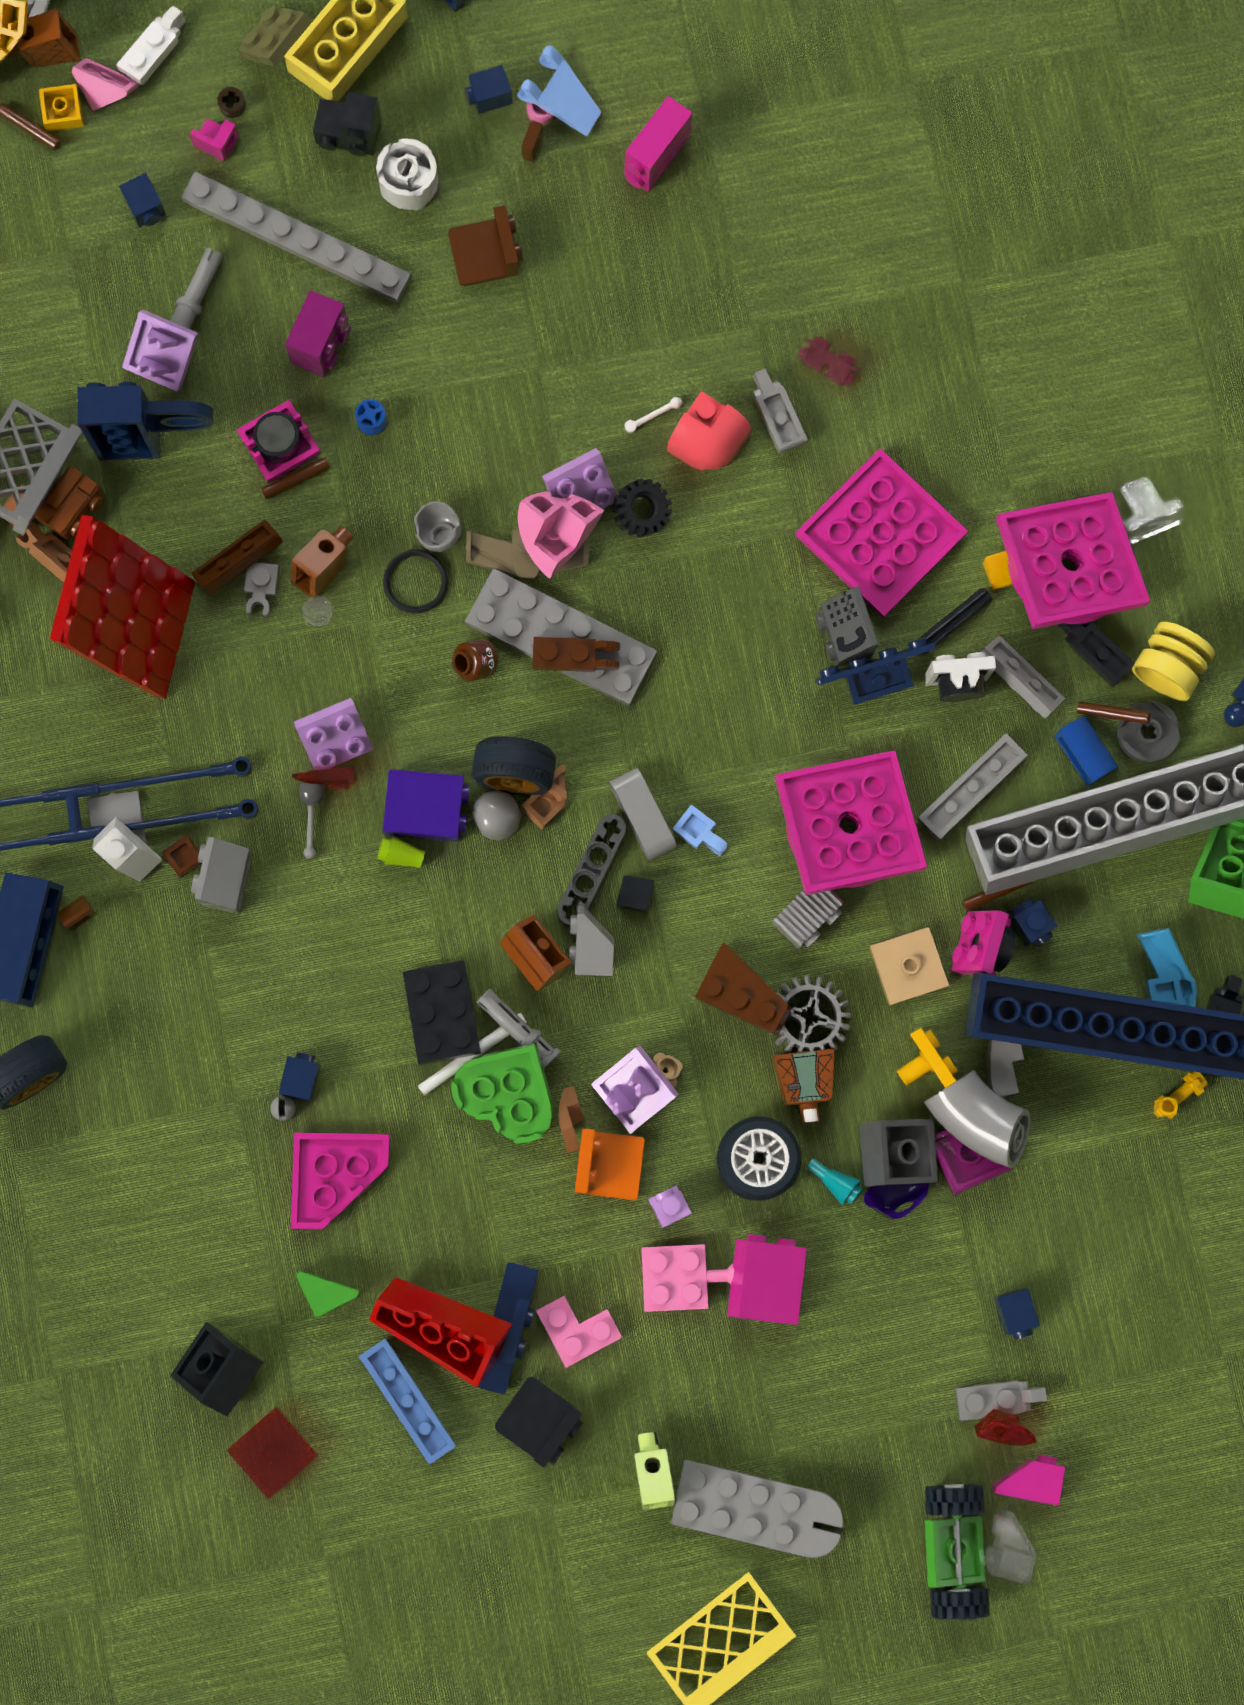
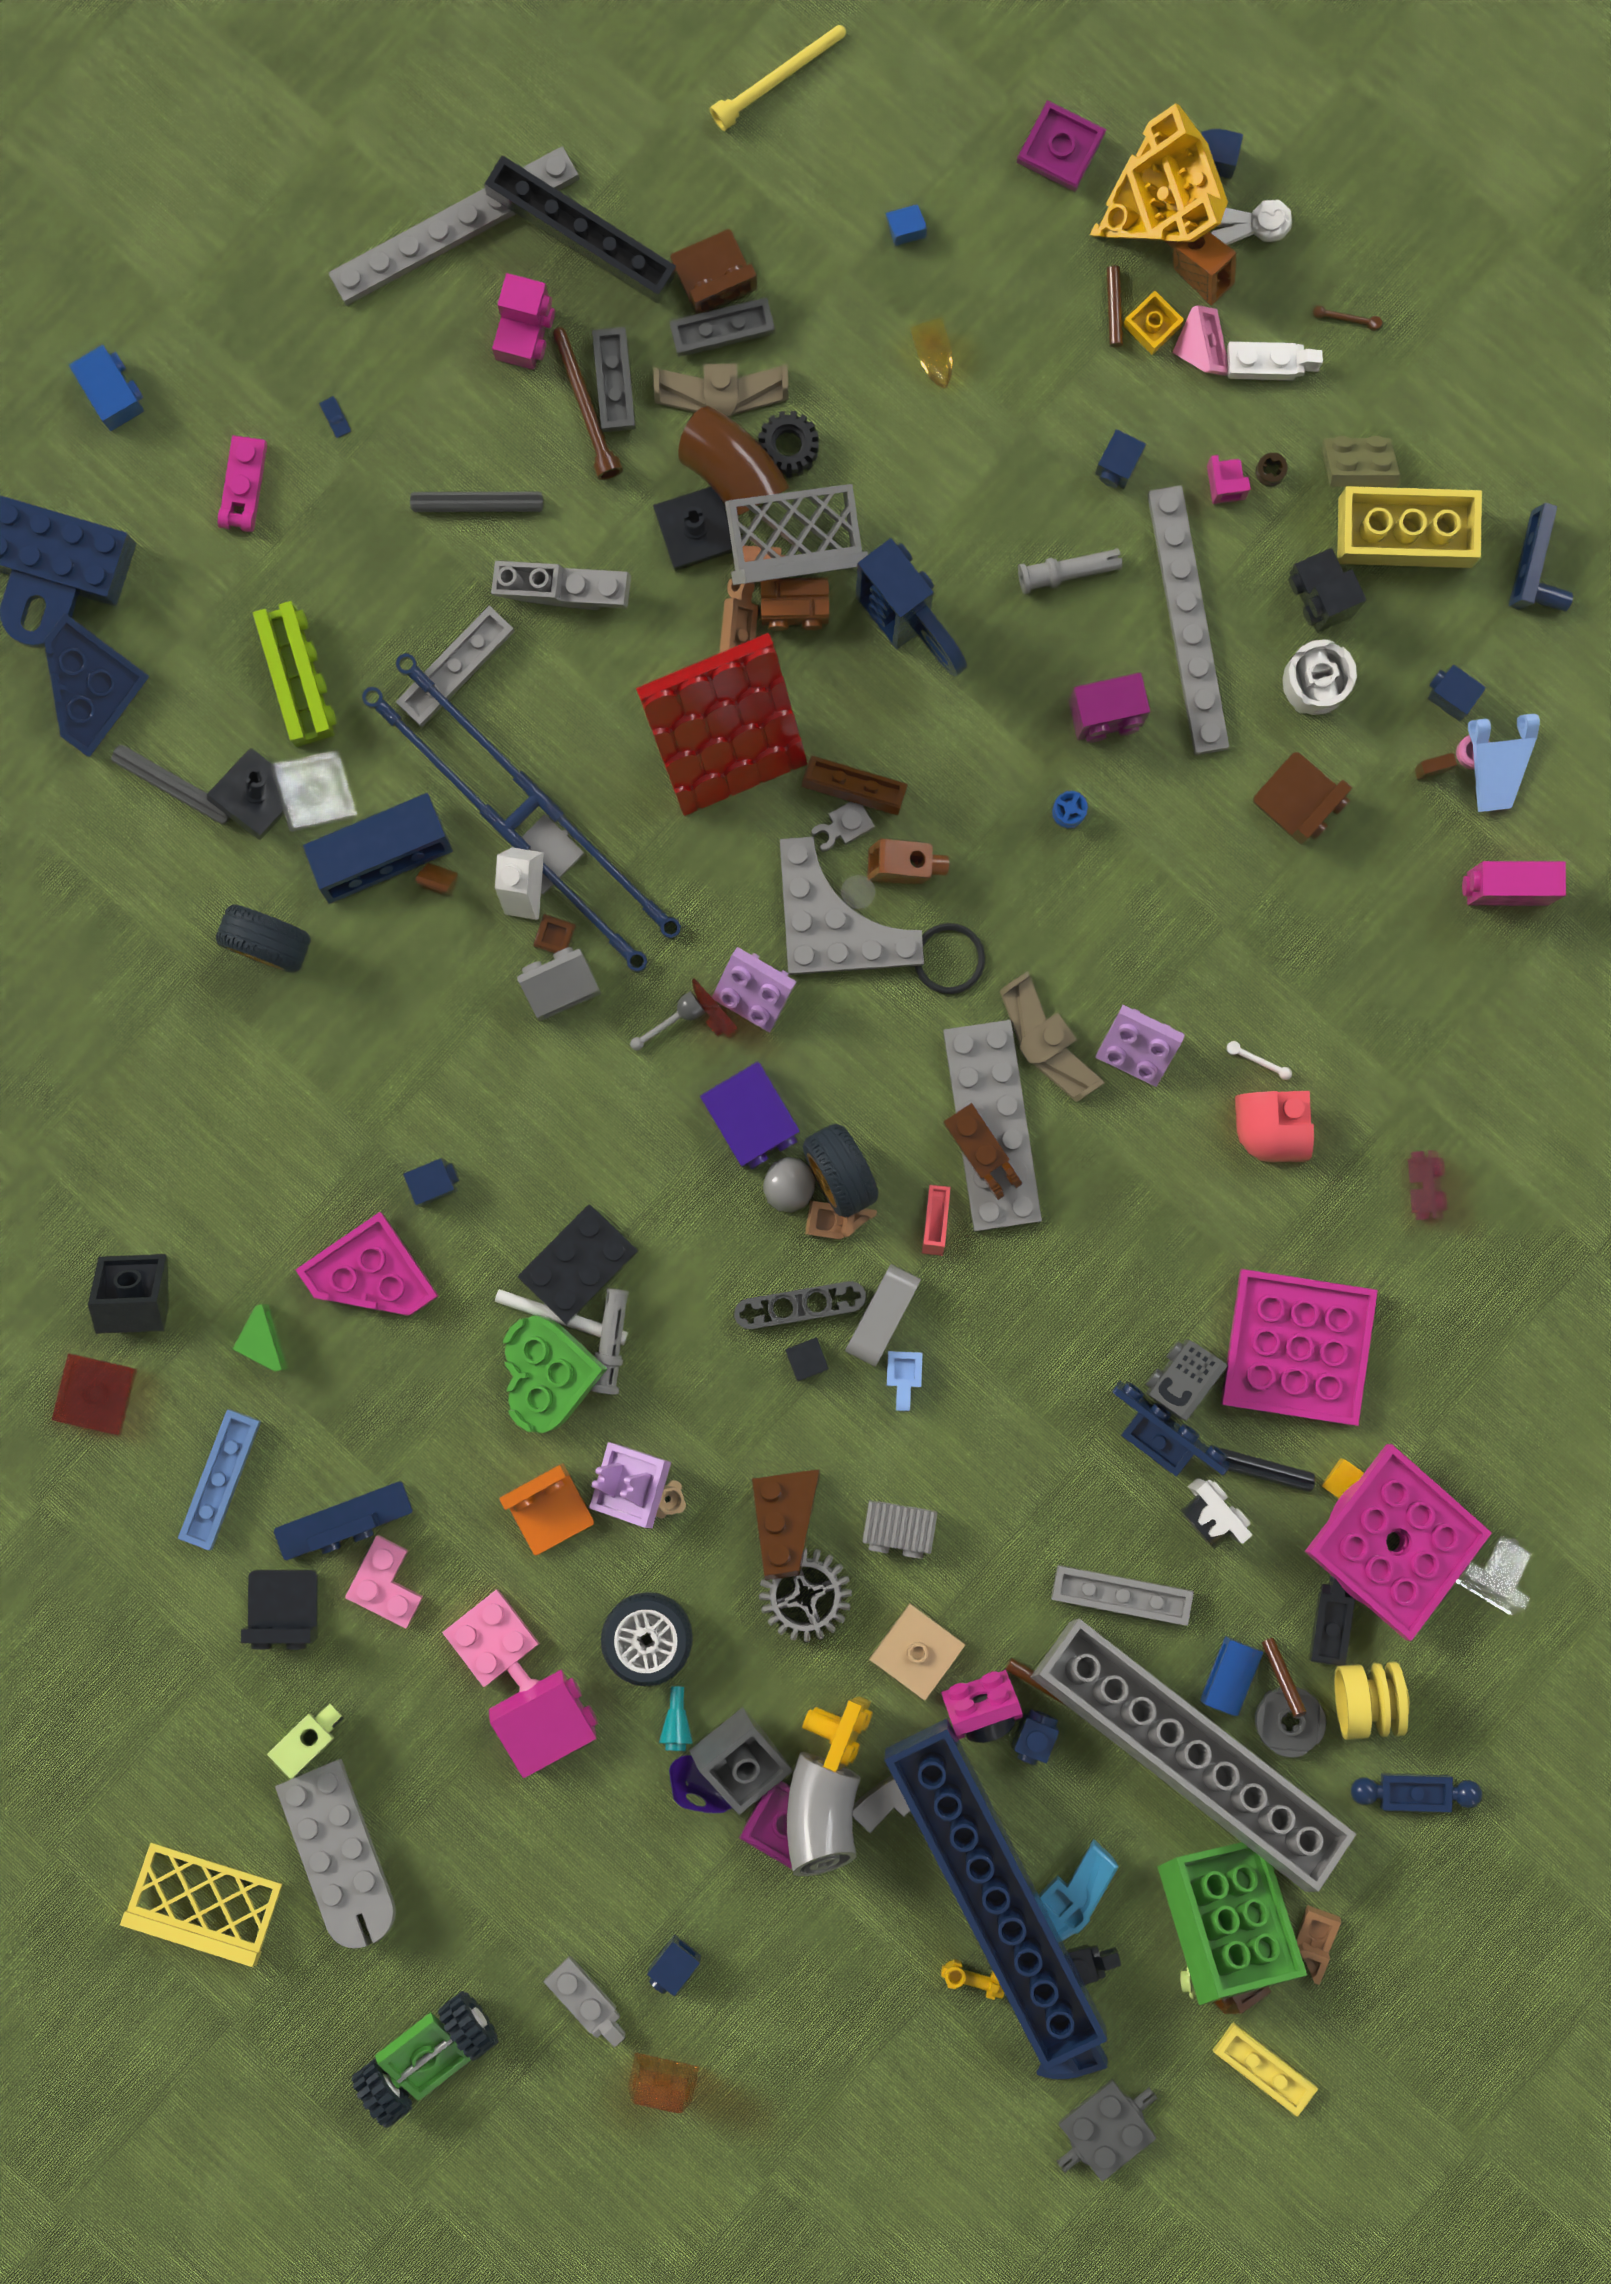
camera: 65 degrees right, 5 degrees up
(160, 350) = (992, 578): lavender plate -> none
(278, 441) = (987, 744): piece -> none
(290, 1108) = (400, 1191): light grey hinge -> none
(295, 478) = (965, 783): reddish brown piece -> none
(329, 654) = (825, 931): none -> light grey plate
(400, 853) = (692, 1122): lime cone -> none
(437, 526) = (1011, 943): light grey hair -> none
(442, 1329) = (298, 1466): red wedge -> none
(475, 659) = (913, 1065): reddish brown head -> none
(535, 952) = (688, 1309): dark orange brick -> none
(555, 528) = (1085, 1050): bright pink brick -> none
(568, 1115) = (568, 1441): medium nougat slope -> none
(593, 945) = (732, 1356): light grey slope -> none
(601, 727) = (936, 1220): none -> coral piece
(659, 508) = (1176, 1128): black tyre -> none
(669, 1206) = (548, 1589): lavender brick -> none
(778, 413) = (1342, 1173): light grey hinge -> none
(805, 1080) = (746, 1632): torso -> none
(856, 789) = (1045, 1517): dark pink piece -> none
(1004, 1429) = (562, 2025): clear red plate -> none
(1012, 1551) = (458, 2107): clear slope -> none
(1023, 677) = (1257, 1570): light grey plate -> none
(1033, 1480) = (534, 2083): dark pink slope -> none
(1097, 1383) = (662, 2083): none -> clear orange torso

